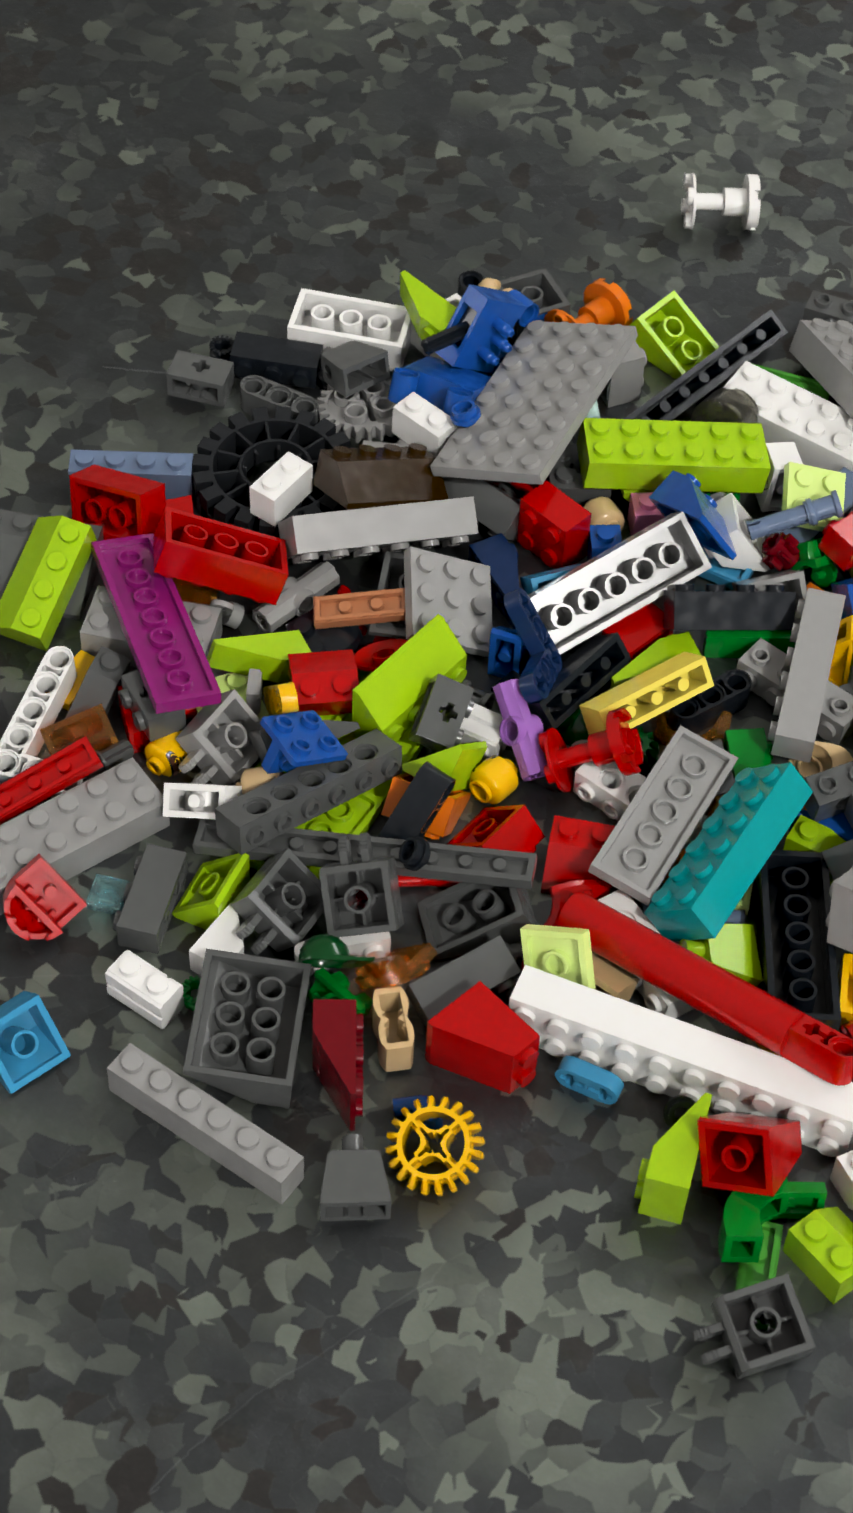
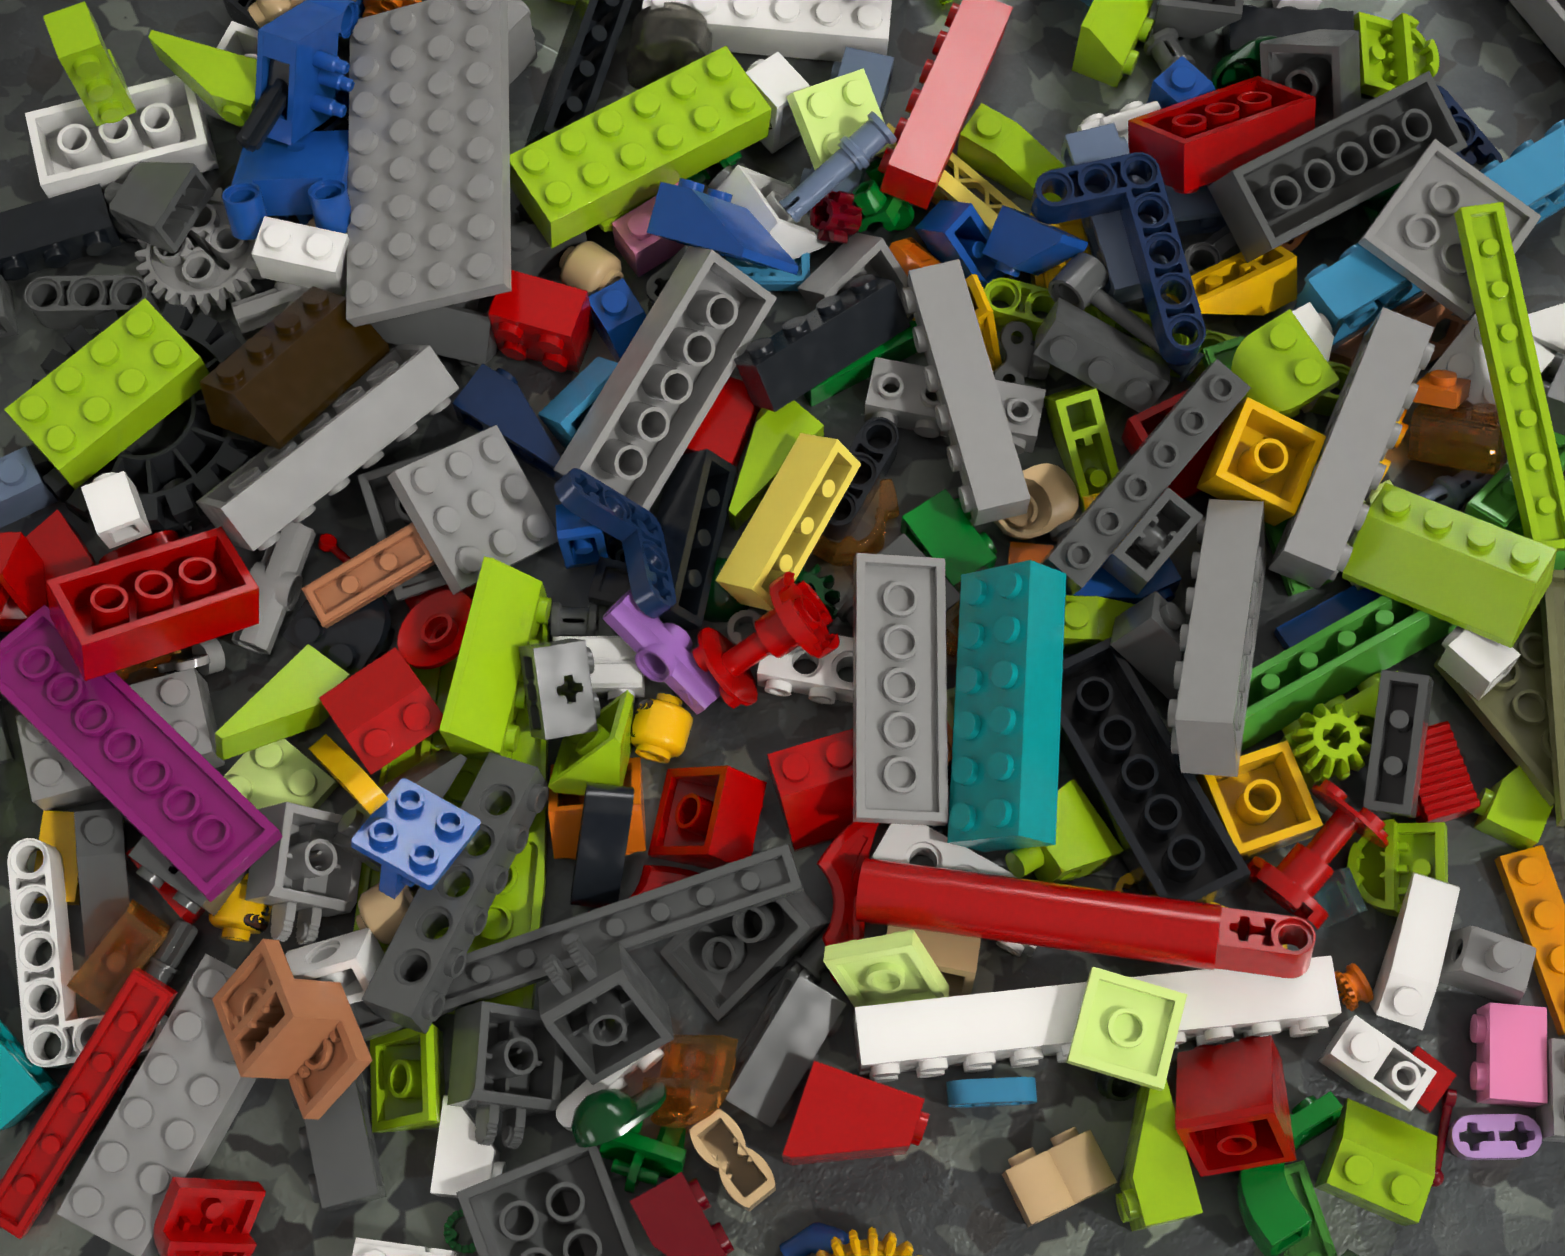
camera: 25 degrees left, 20 degrees up
(106, 894) = (280, 1155): clear light blue plate -> none
(161, 808) = (291, 1029): none -> nougat bracket
(228, 500) = (116, 509): none -> white brick
(250, 441) = (109, 393): none -> lime brick
(254, 690) = (304, 770): light grey tile -> none
(281, 488) = (174, 453): white brick -> none
(356, 270) = (89, 64): none -> lime arch
(414, 853) = (642, 926): black plate -> none
(465, 413) = (352, 222): blue plate -> none
(604, 1148) = (1058, 1176): none -> tan brick
(699, 1054) = (1126, 1028): none -> yellowish green plate

